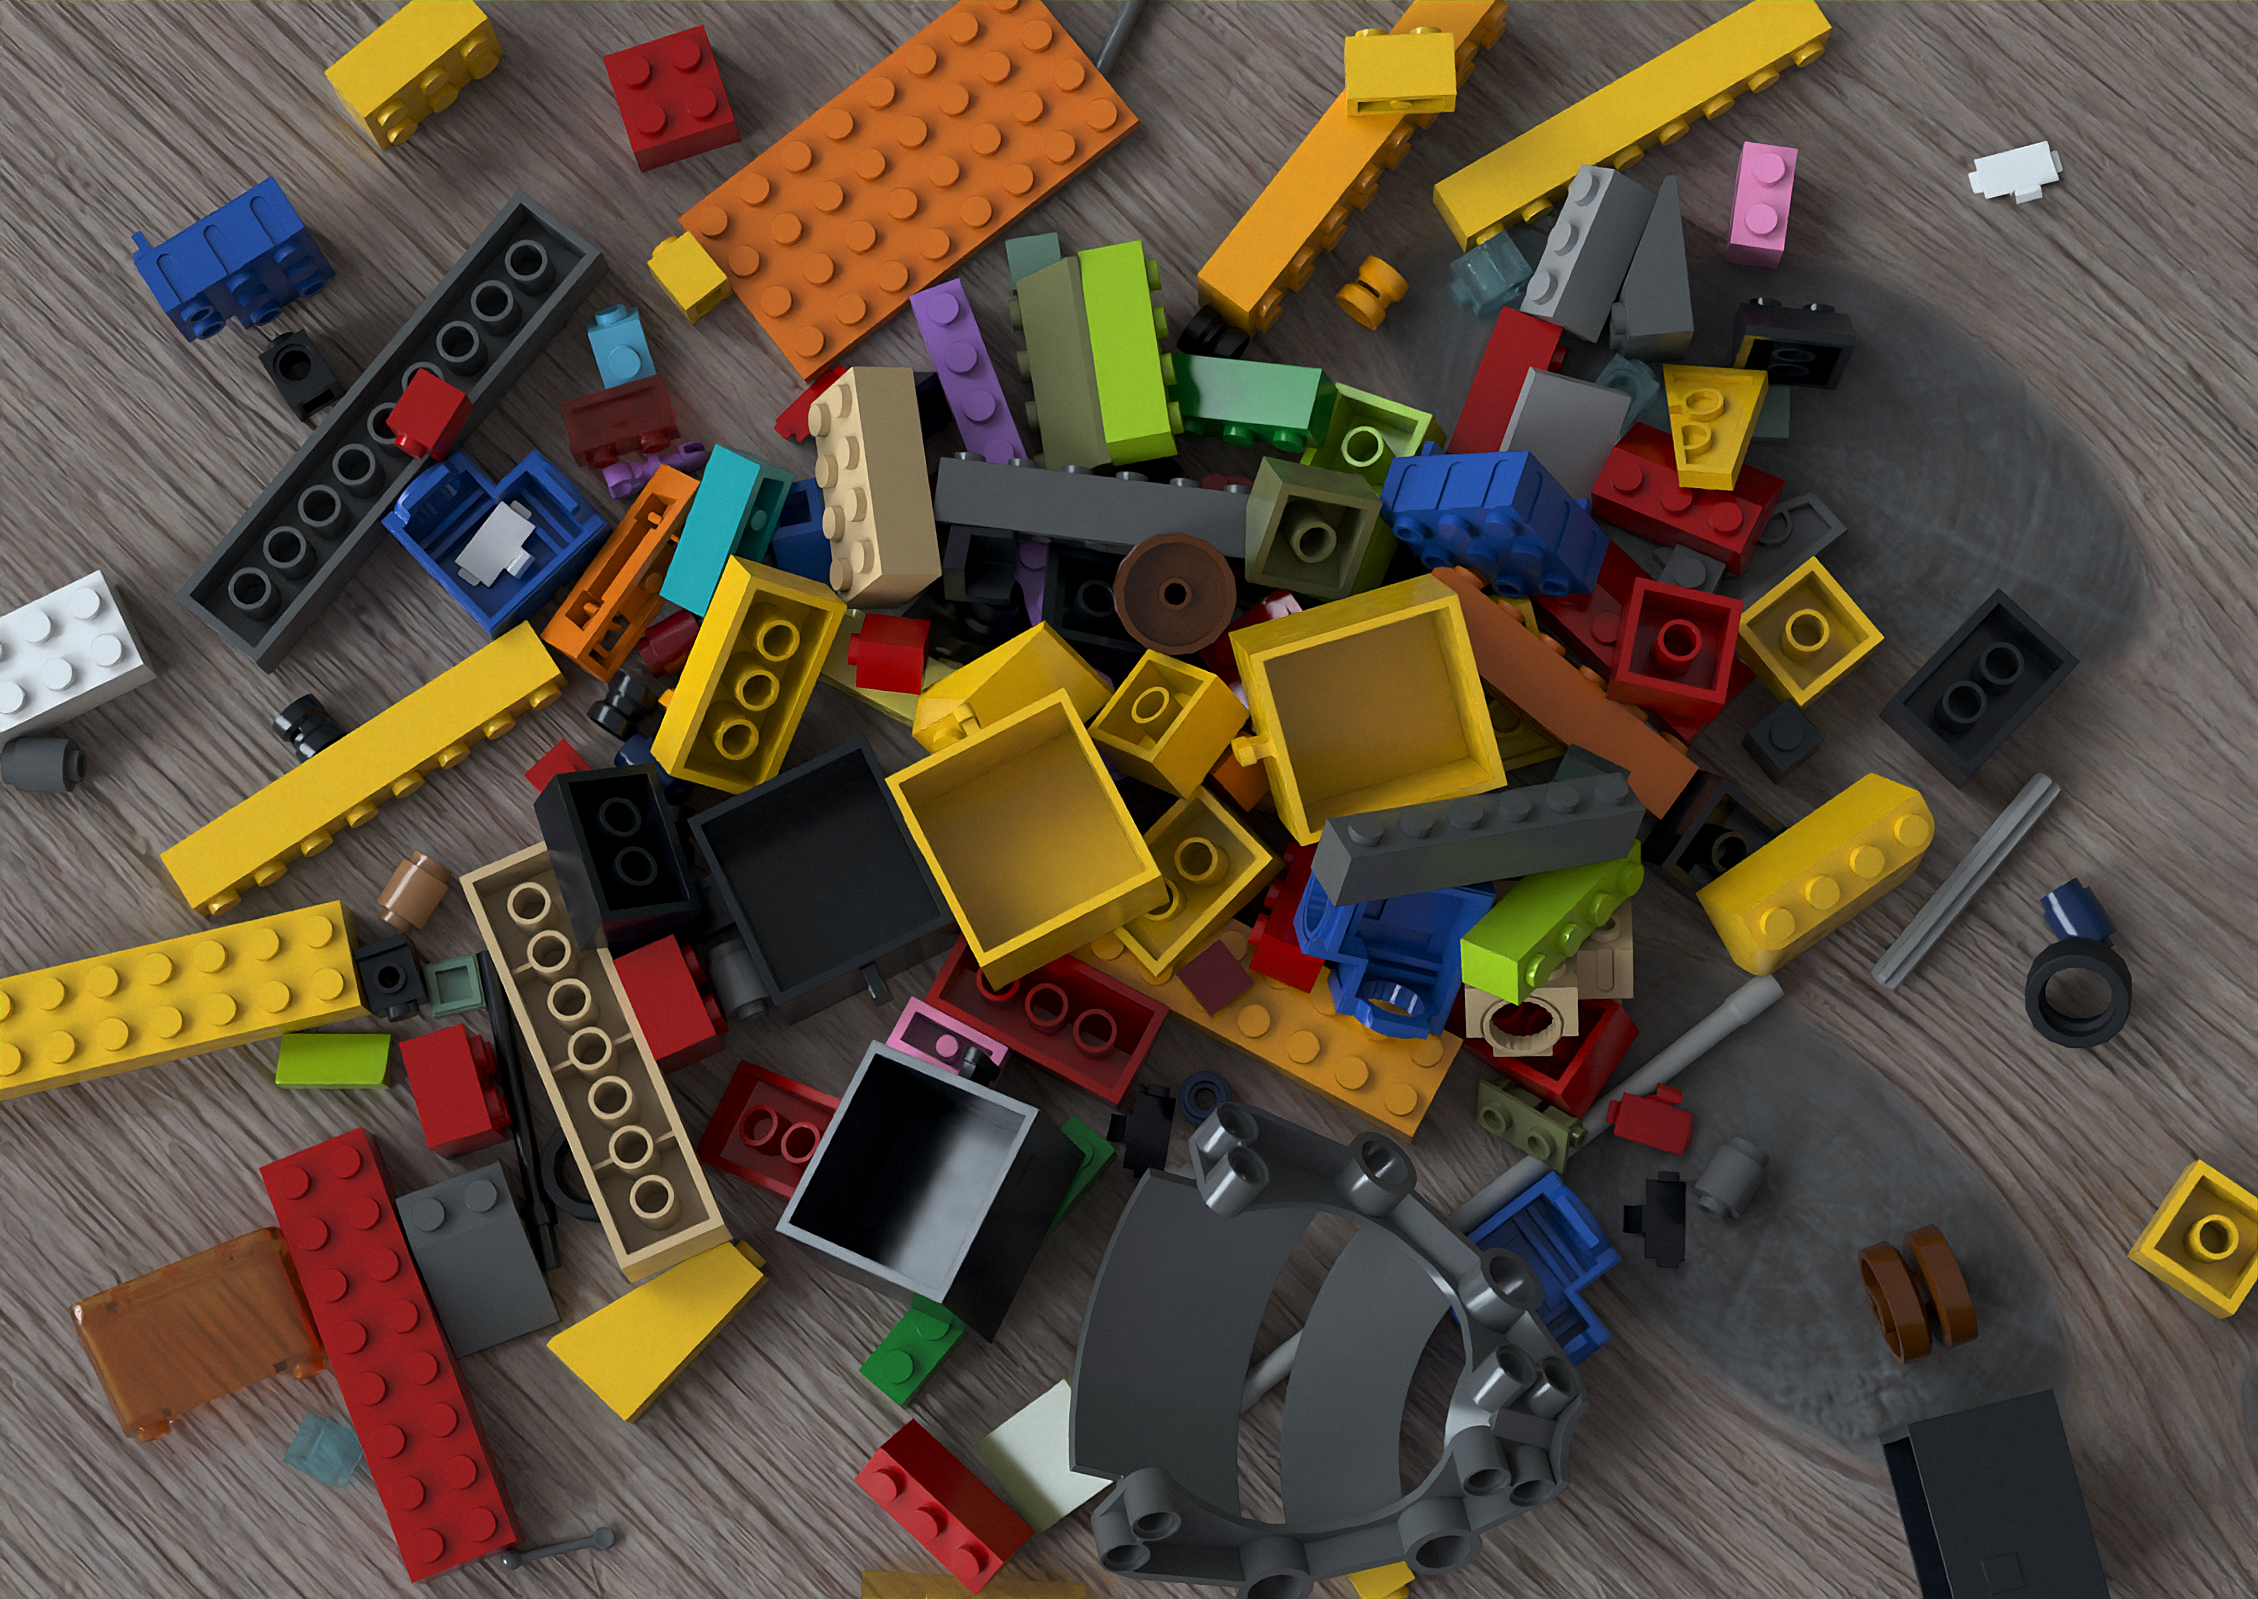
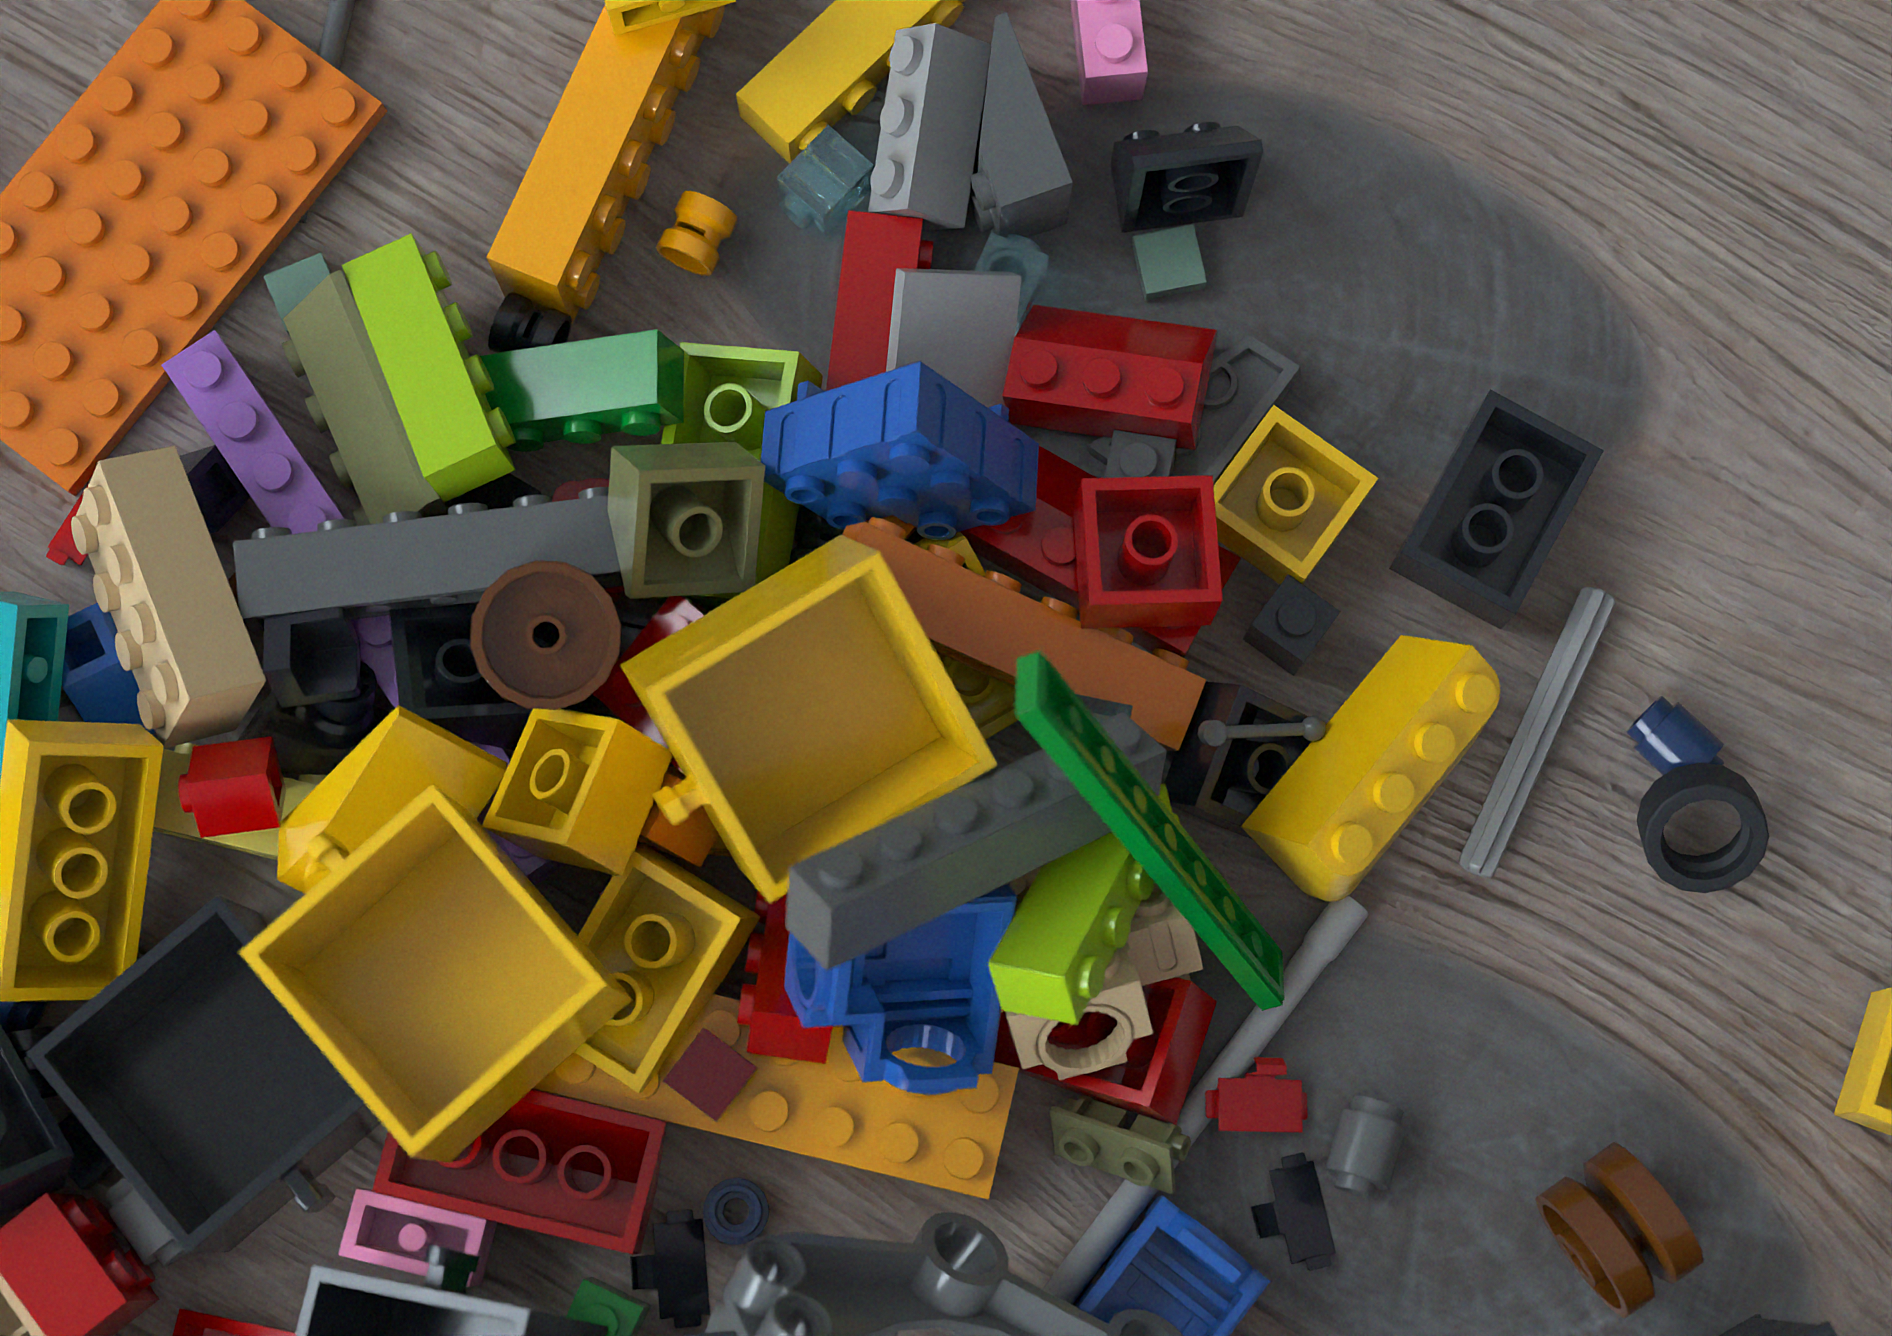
camera: 25 degrees left, 0 degrees up
(1617, 873) = (1147, 828): none -> green tile
(1693, 810) = (1215, 732): none -> dark grey hinge
(1712, 421) = (1118, 282): yellow wing -> none

